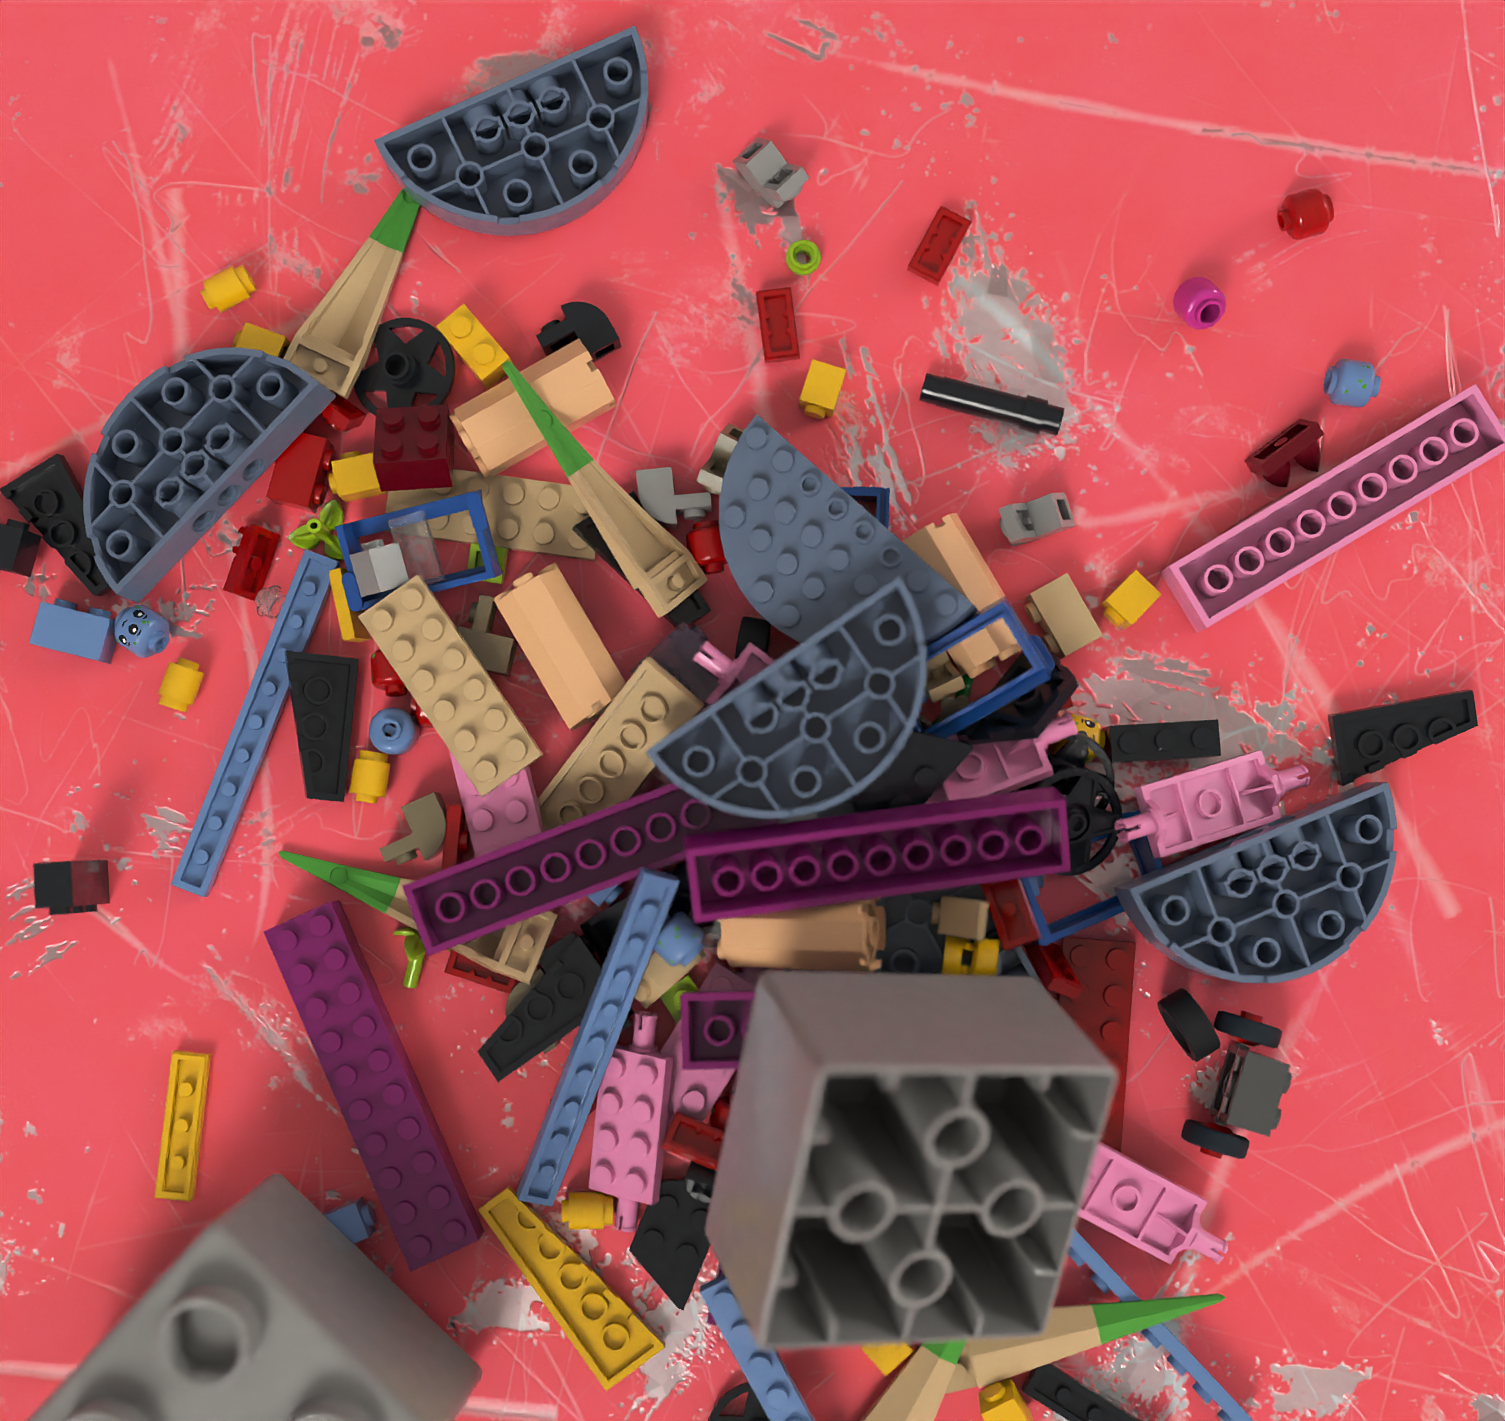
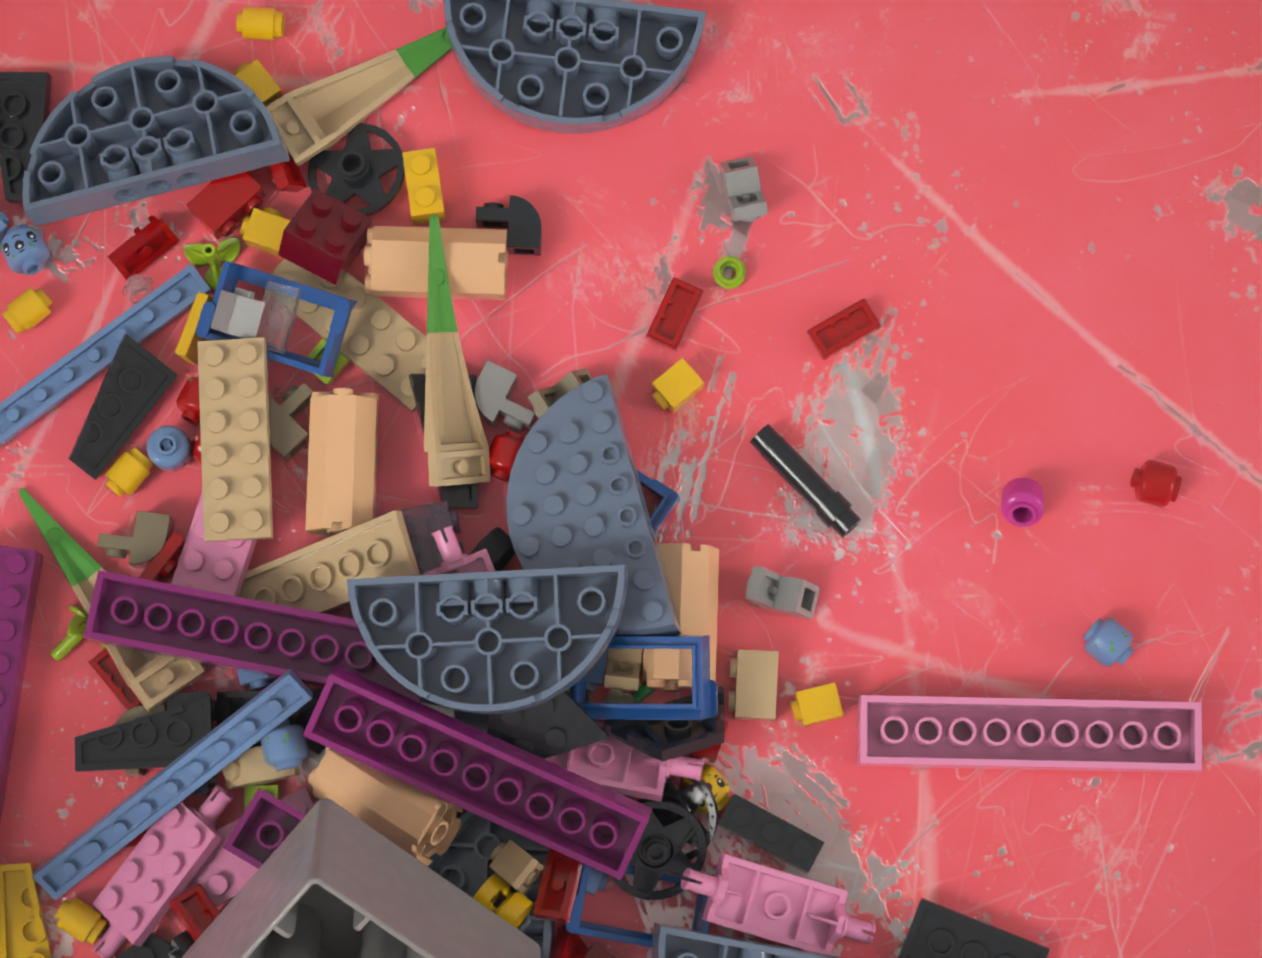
camera: 35 degrees right, 5 degrees down
(1295, 442) = (1033, 661): dark red tile -> none

